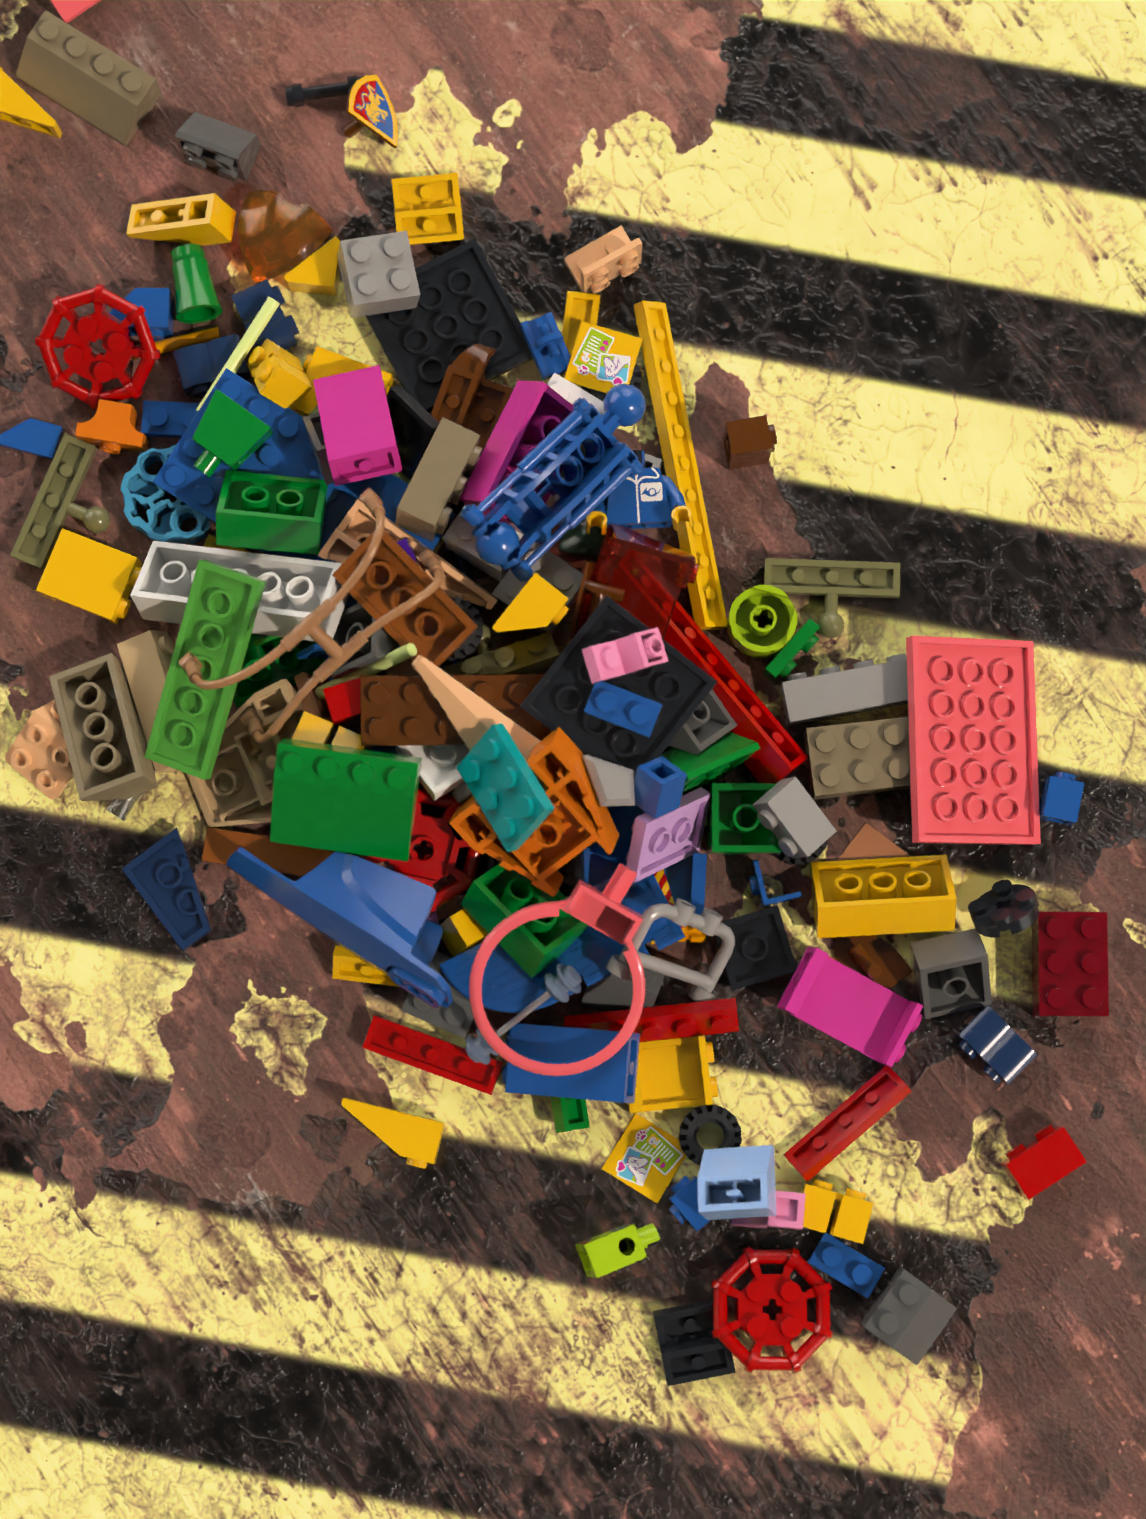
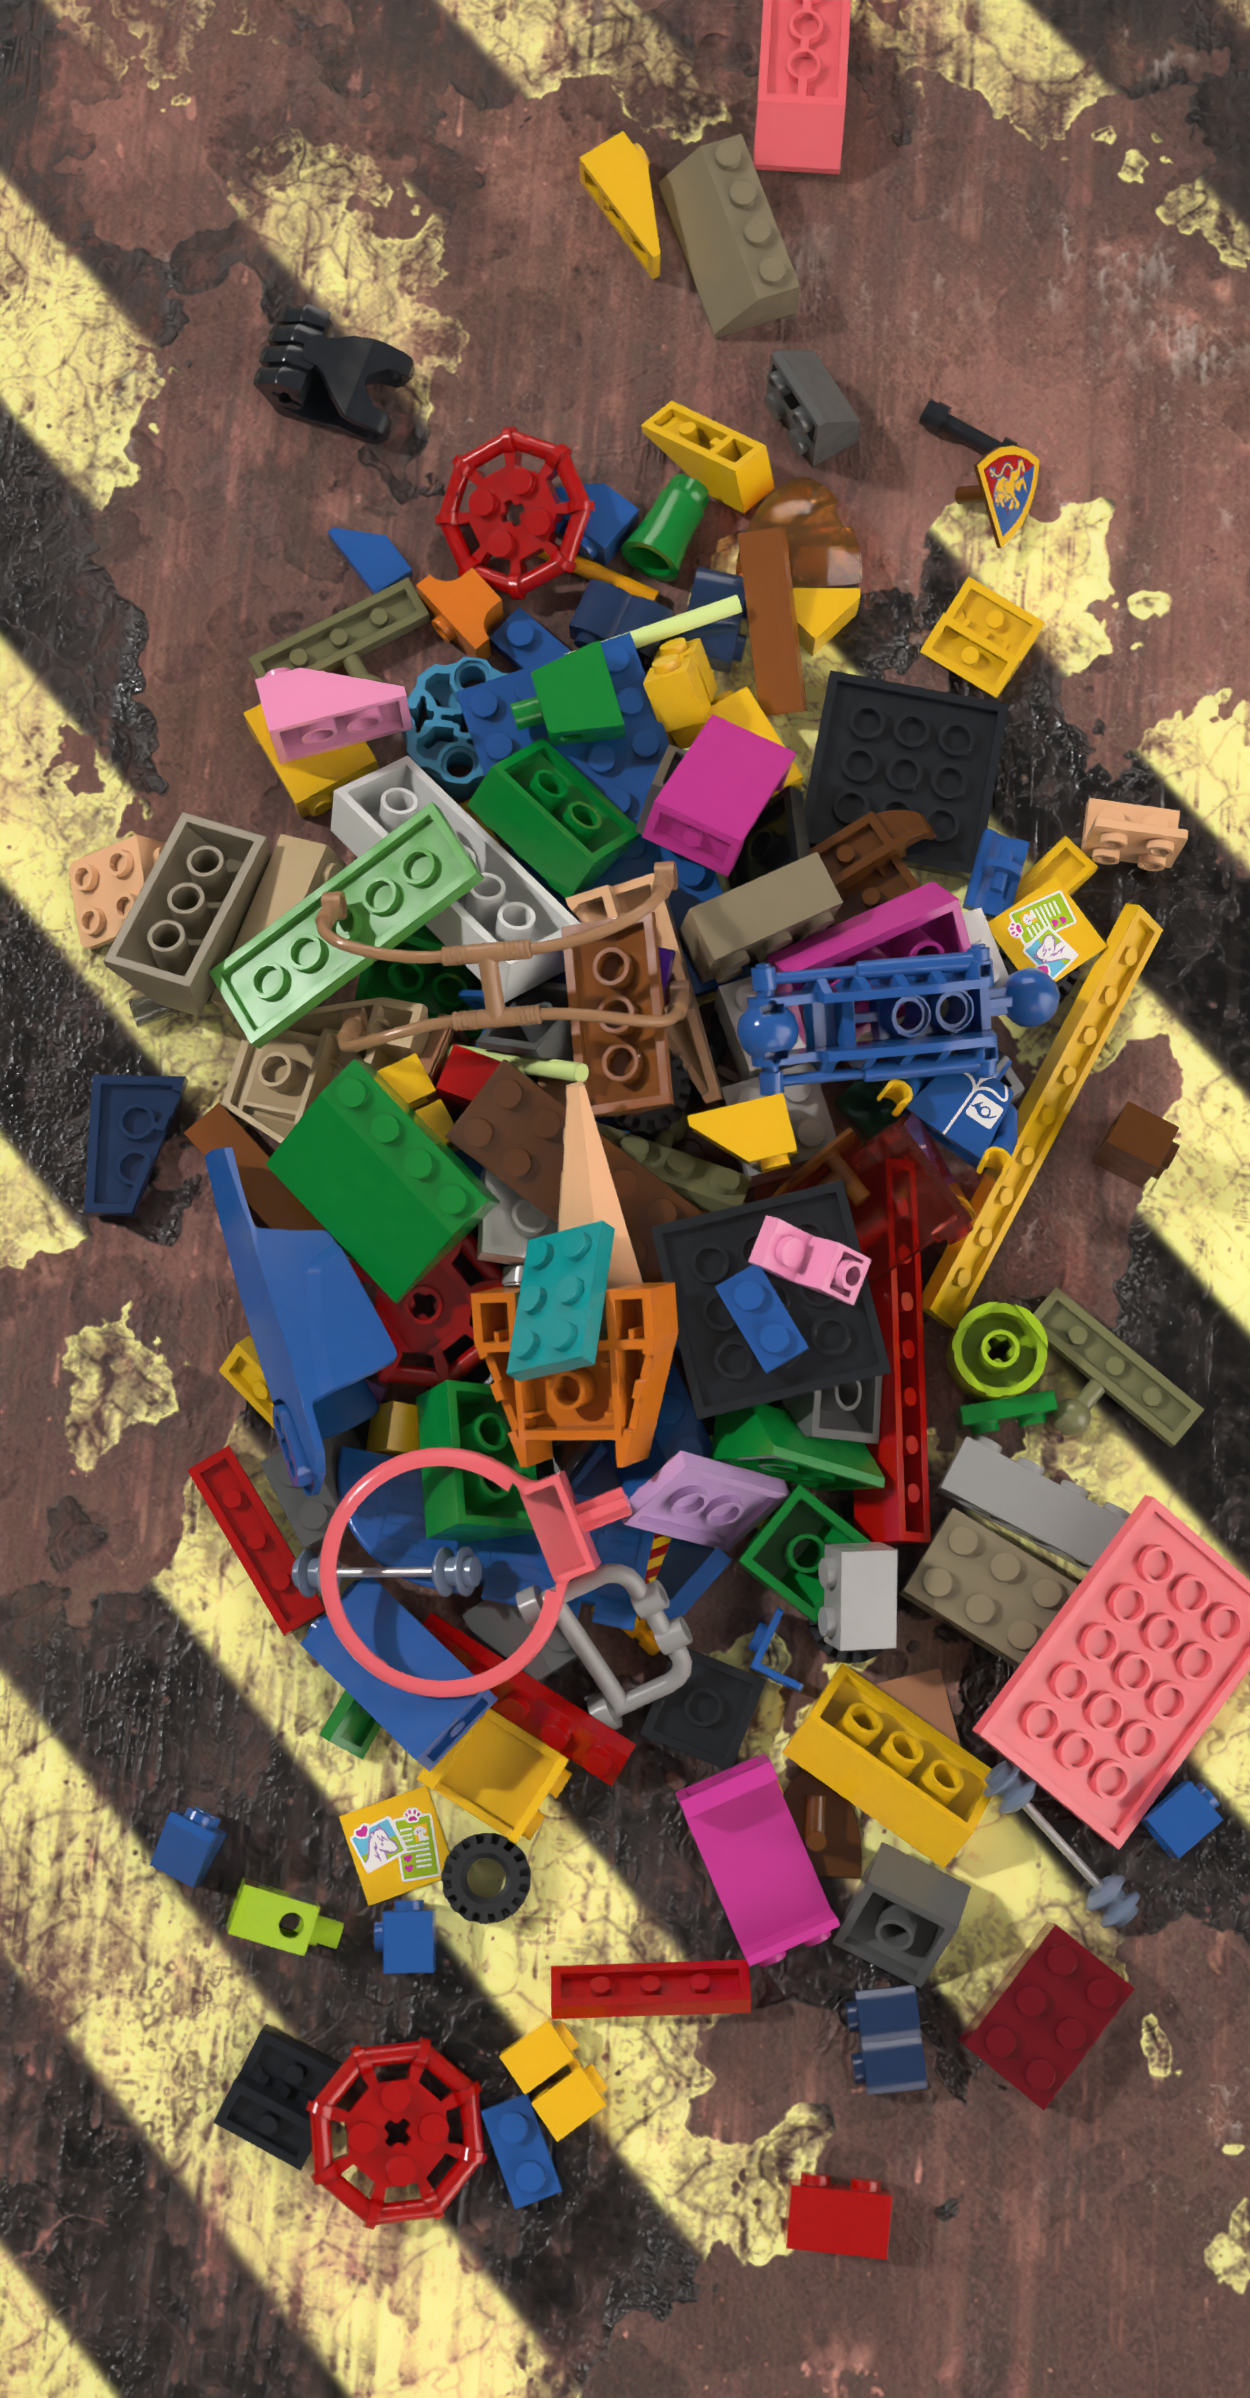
camera: 35 degrees right, 5 degrees down
(86, 554) = (327, 711): none -> bright pink slope
(301, 295) = (772, 621): none -> dark orange tile
(378, 274) = (873, 659): light grey brick -> none
(403, 1132) = (154, 1597): yellow slope -> none
(533, 1250) = (188, 1845): none -> blue slope
(610, 782) = (682, 1388): light grey piece -> none
(658, 787) = (732, 1436): blue brick -> none
(737, 1183) = (470, 1954): light blue slope -> none
(788, 1210) = (483, 2014): bright pink slope -> none
(908, 1315) = (544, 2268): dark grey slope -> none
(1004, 909) = (1019, 1890): black plate -> none
(1051, 873) = (1106, 1893): none -> sand blue axle

